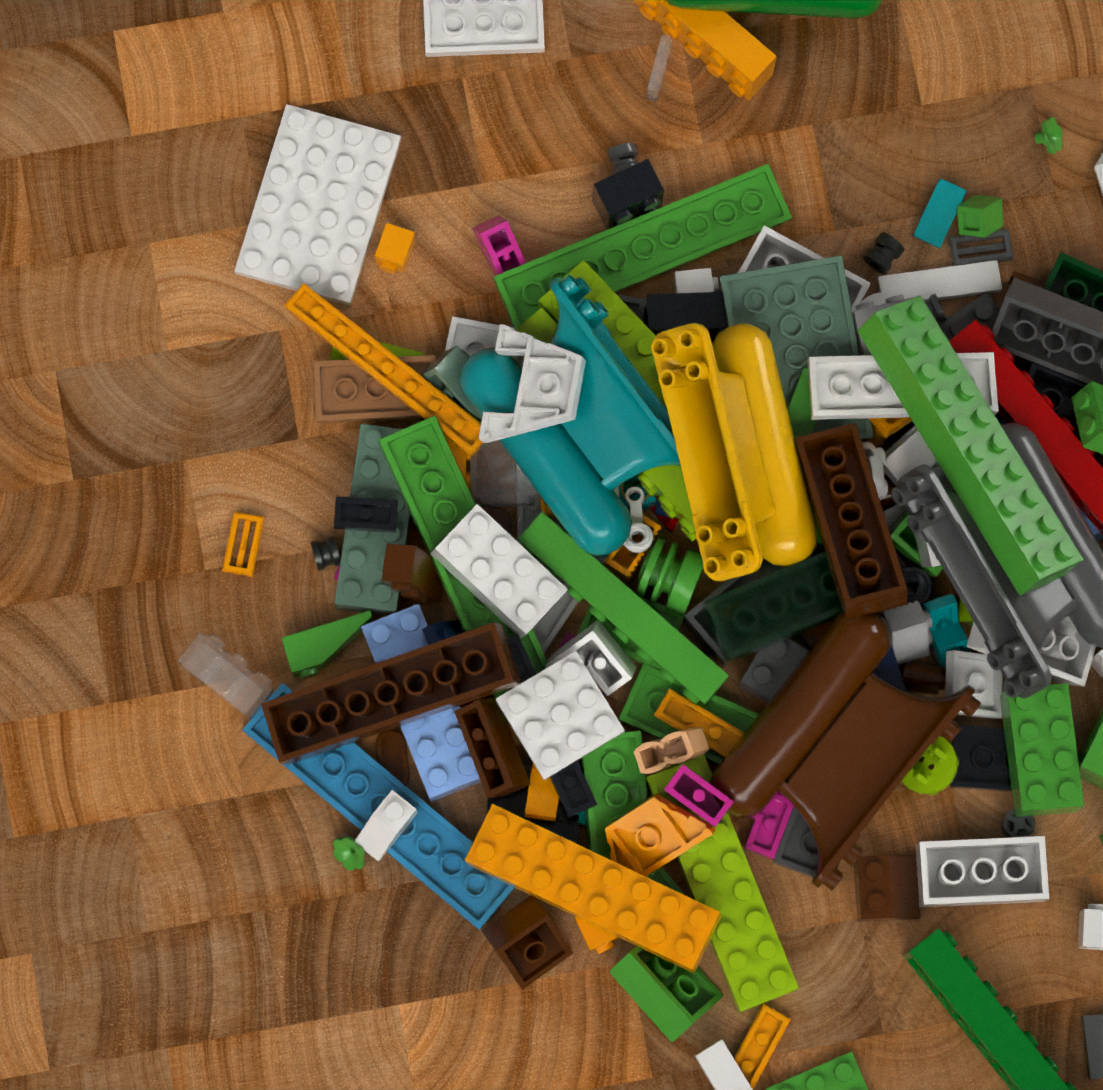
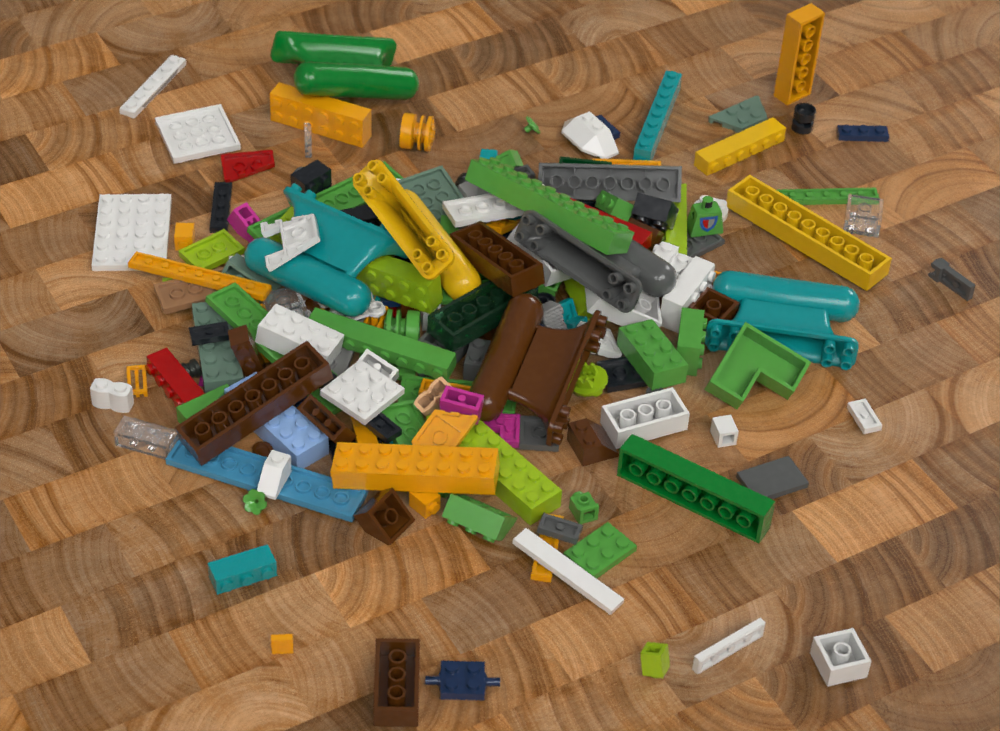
camera: 20 degrees left, 35 degrees down
(203, 577) = (112, 395): none -> white brick
(295, 979) = (242, 569): none -> teal brick
(297, 568) = (172, 377): none -> red brick
(429, 293) = (212, 250): none -> lime plate
(474, 186) = (221, 206): none -> black tile
(540, 96) = (244, 164): none -> red wing
(772, 1052) = (559, 528): none -> dark grey plate
(819, 1023) = (582, 503): none -> bright green brick
(843, 112) = (417, 132): none -> light orange wheel

